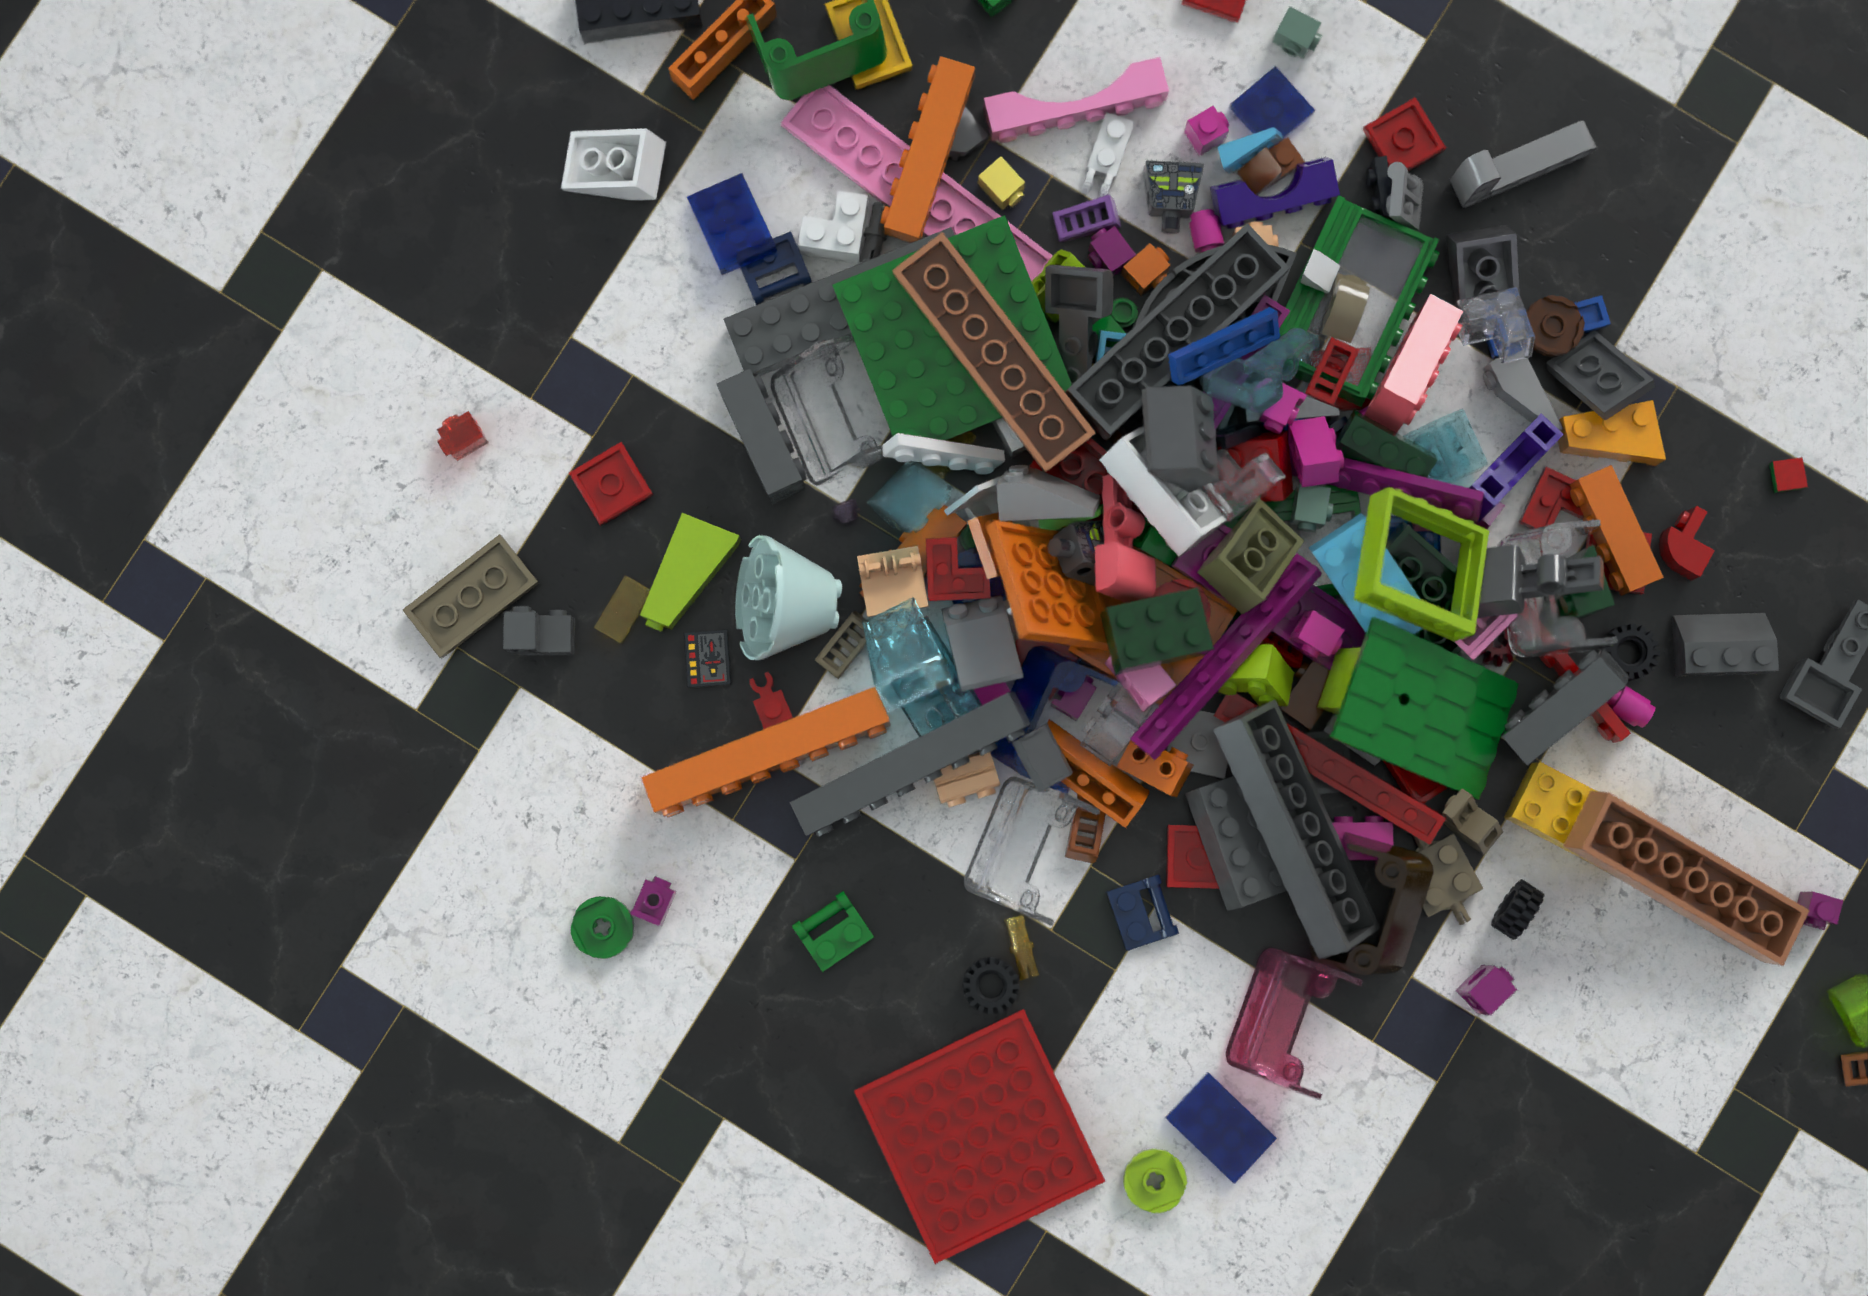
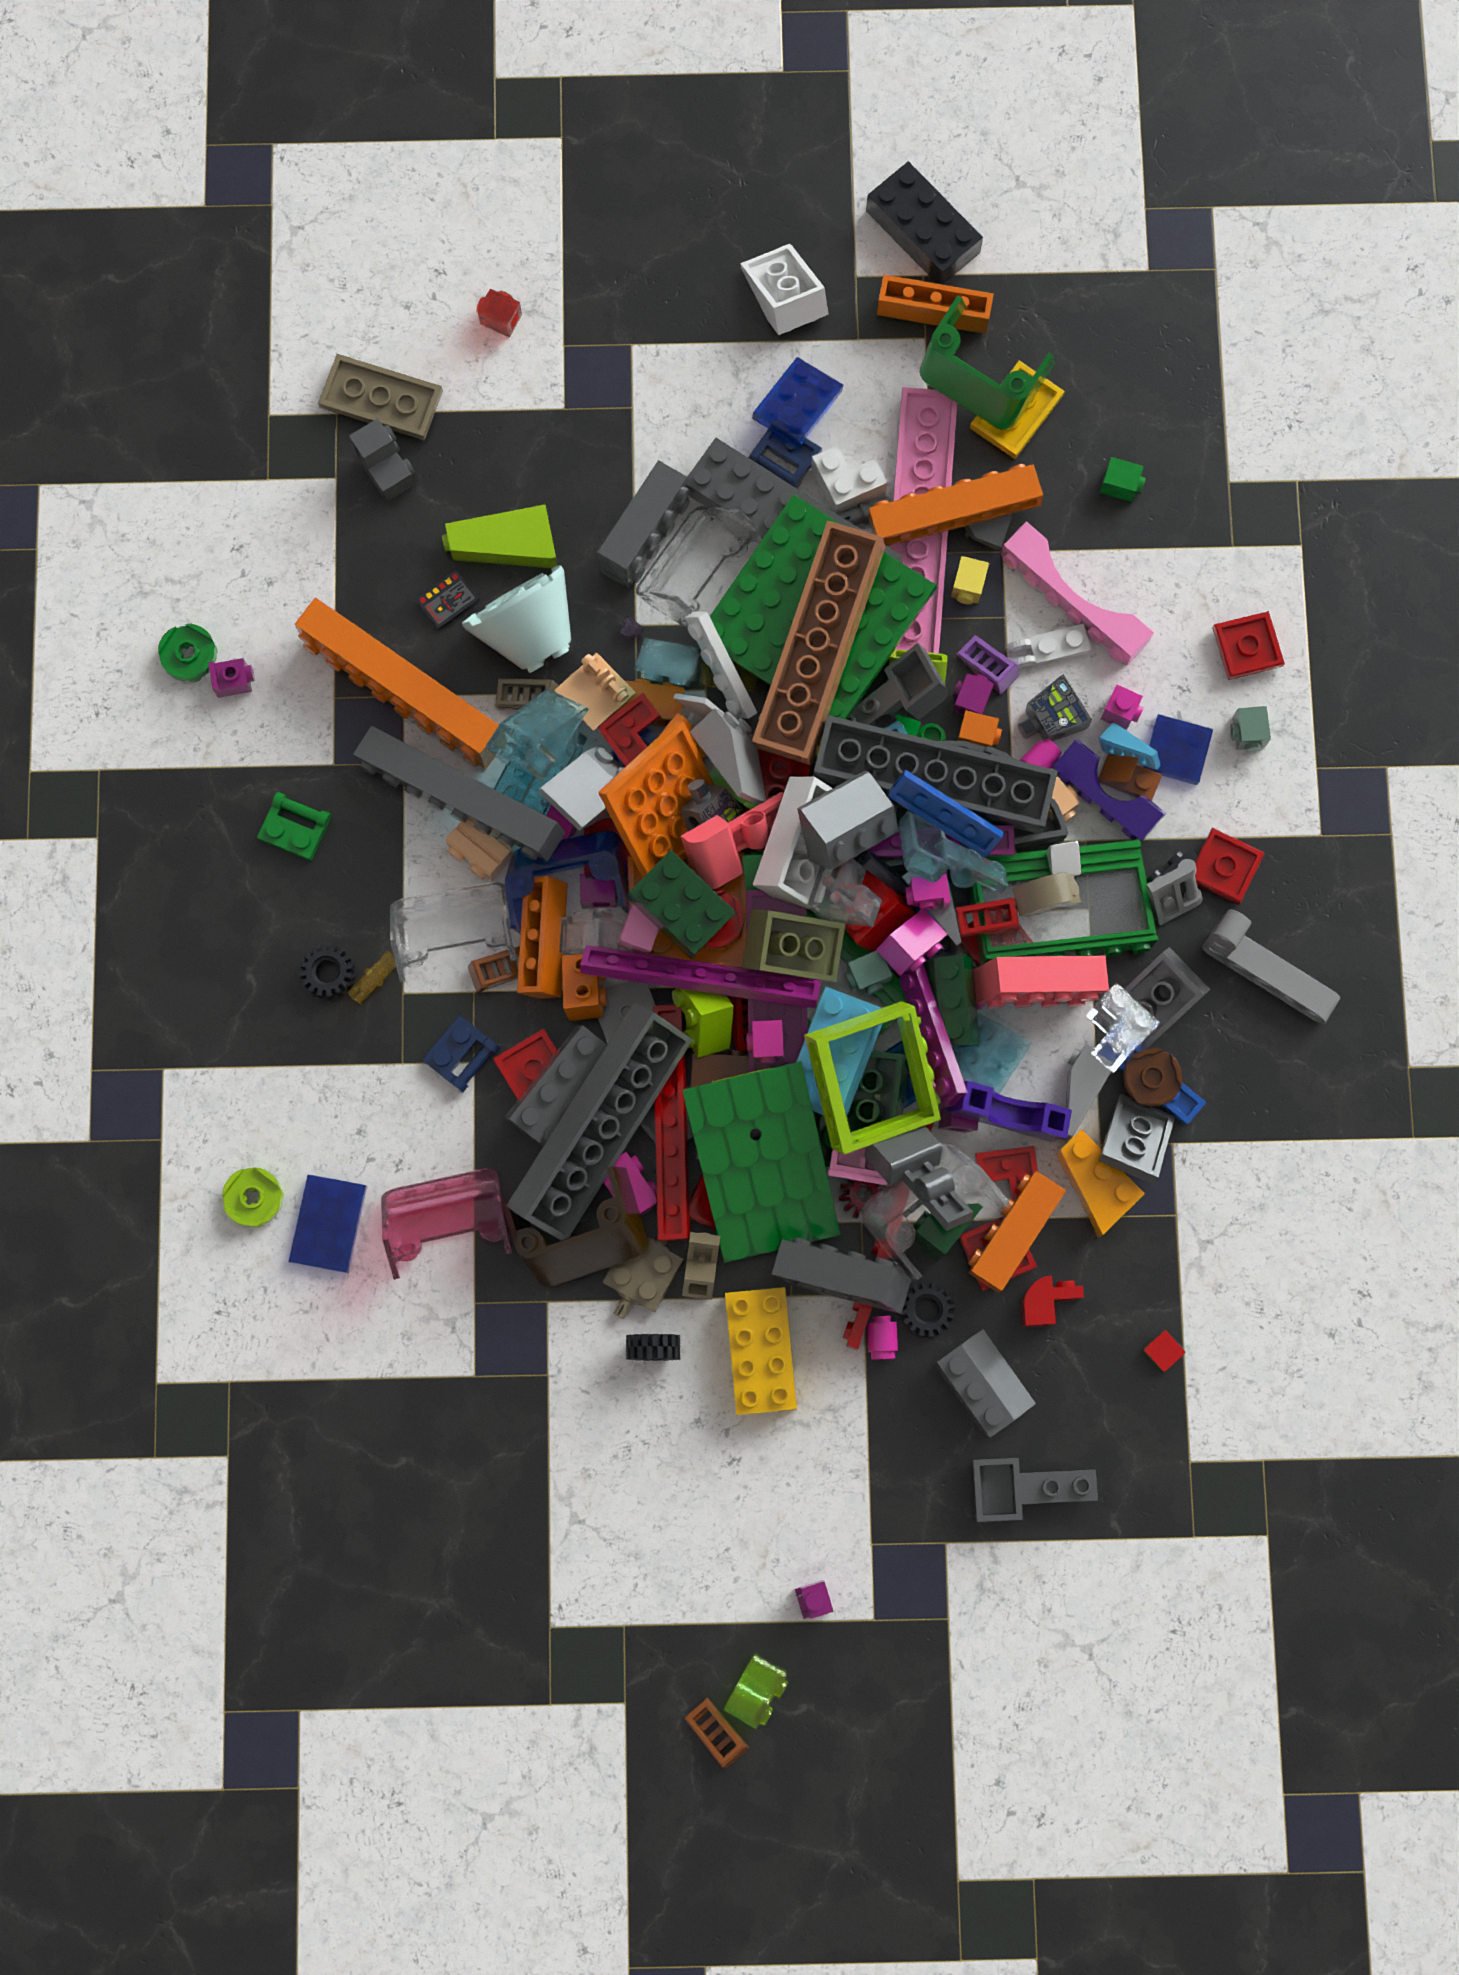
camera: 60 degrees right, 5 degrees down
(611, 483) = (535, 442): red plate -> none
(623, 609) = (435, 513): clear yellow plate -> none
(771, 706) = (443, 667): red plate -> none
(979, 1136) = (203, 1038): red plate -> none
(1042, 758) = (527, 888): dark grey piece -> none
(1487, 989) = (571, 1361): magenta brick -> none
(1686, 878) = (764, 1464): nougat brick -> none

